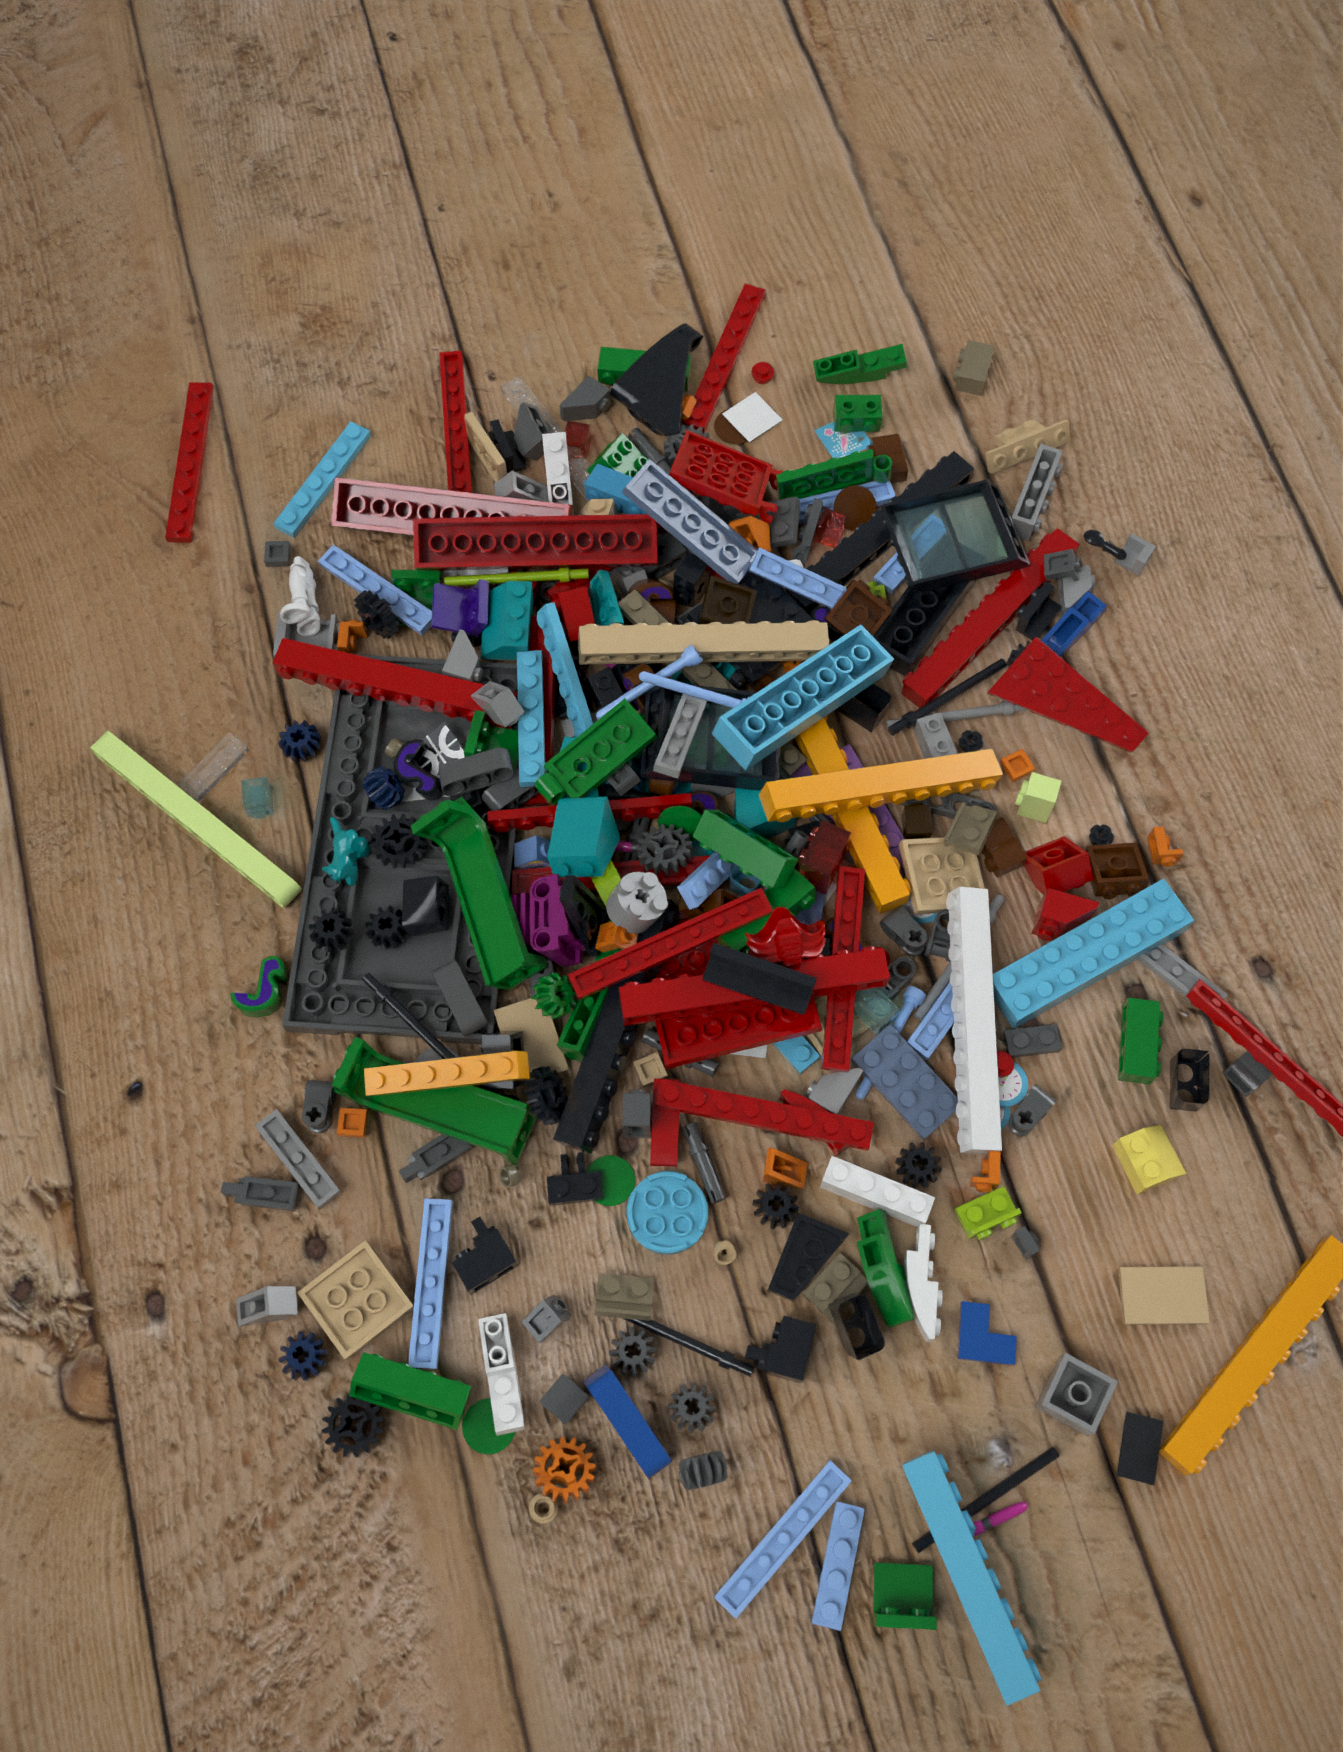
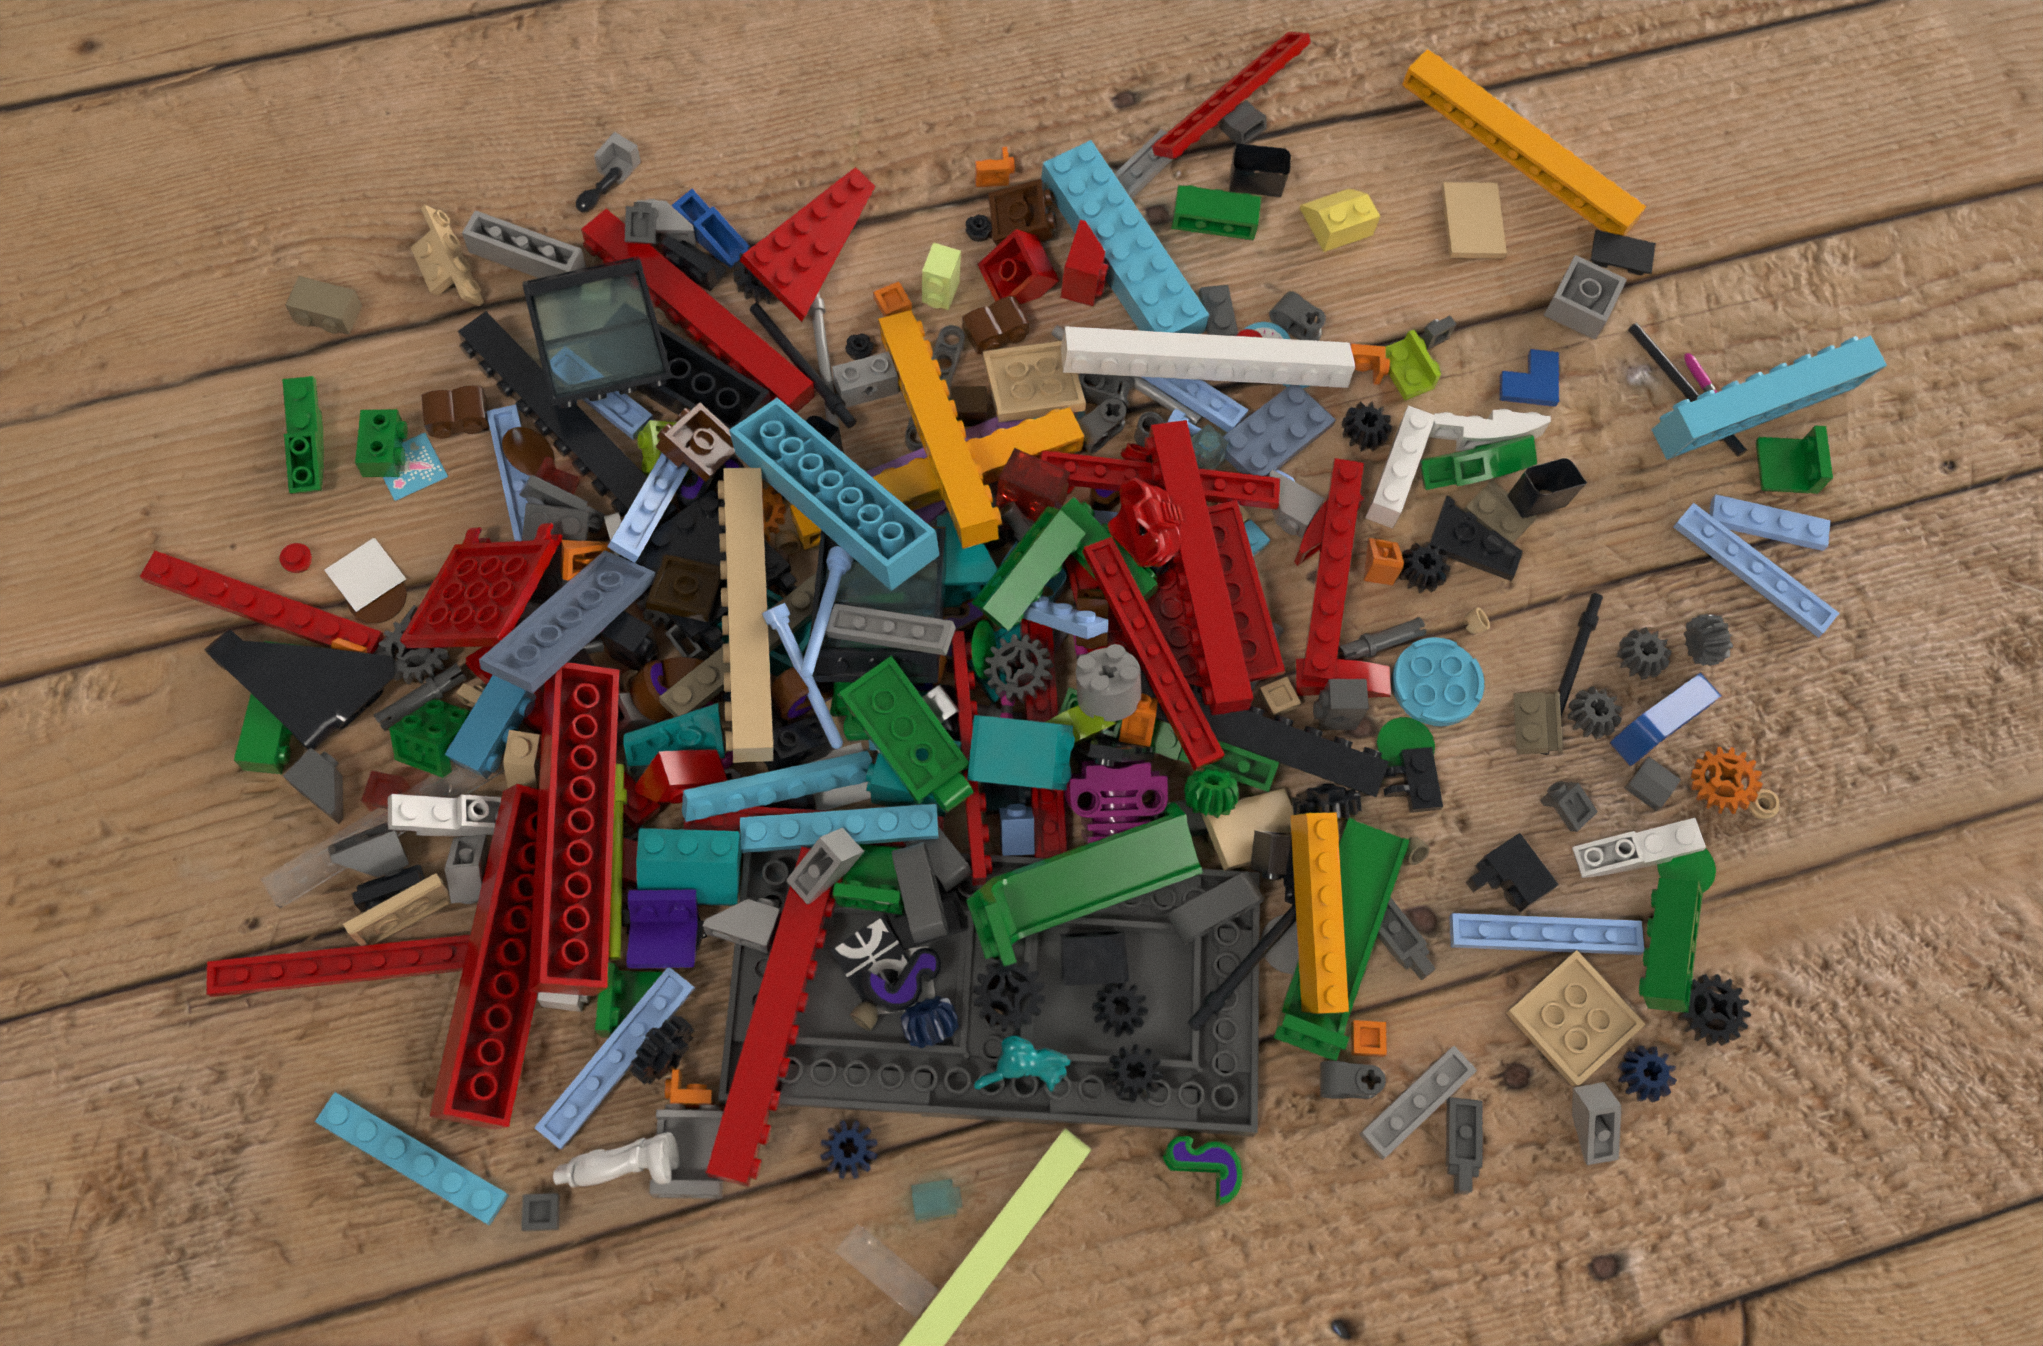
camera: 100 degrees left, 0 degrees up
(759, 979) = (1201, 551): black panel -> none
(789, 1354) = (1575, 557): black hinge -> none
(834, 475) = (483, 465): green hinge -> none
(970, 828) = (980, 346): dark tan plate -> none

